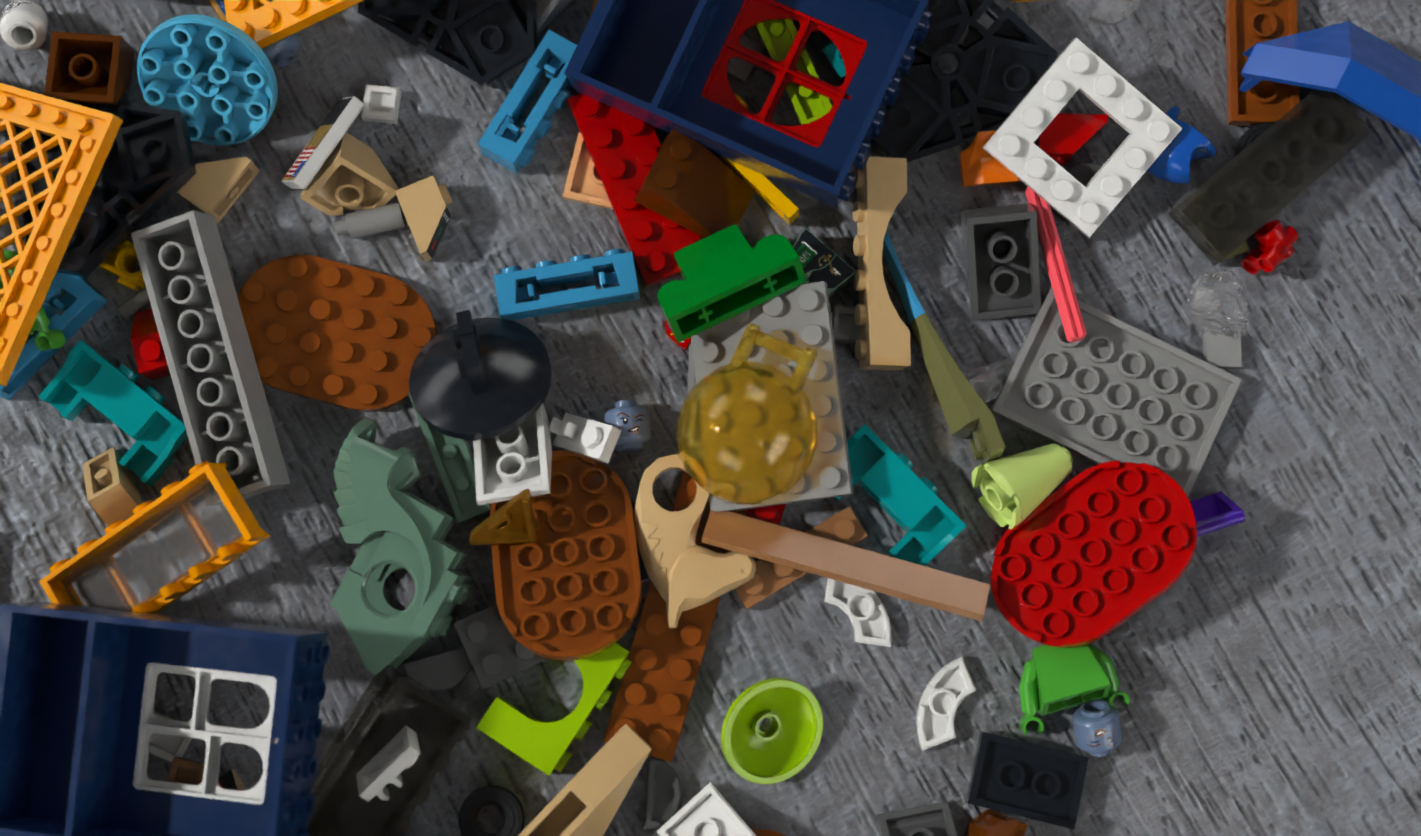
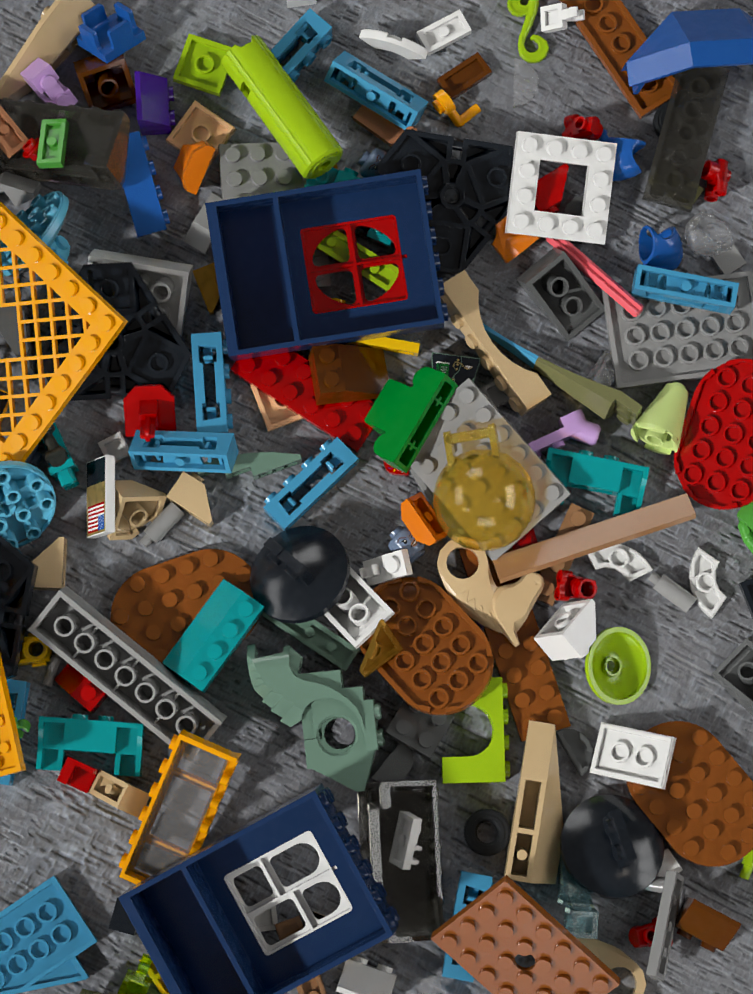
camera: 35 degrees left, 0 degrees up
(82, 433) = (77, 774): none -> red panel
(309, 69) = (58, 457): none -> hips
(335, 383) = (214, 635): none -> teal slope
(445, 87) = (149, 409): none -> red piece
(448, 152) = (184, 451): none -> dark azure brick
(522, 223) = (259, 464): none -> sand green slope
(659, 408) = (421, 520): none -> orange slope
(743, 652) = (569, 631): none -> white slope
(780, 600) = (573, 586): none -> red plate
(896, 687) = (672, 591): none -> light grey cylinder
(911, 420) = (573, 427): none -> lavender plate
(1147, 287) = (661, 249): none -> blue piece
(1149, 347) = (684, 289): none -> dark azure brick
(1157, 88) = (582, 127): none -> red plate

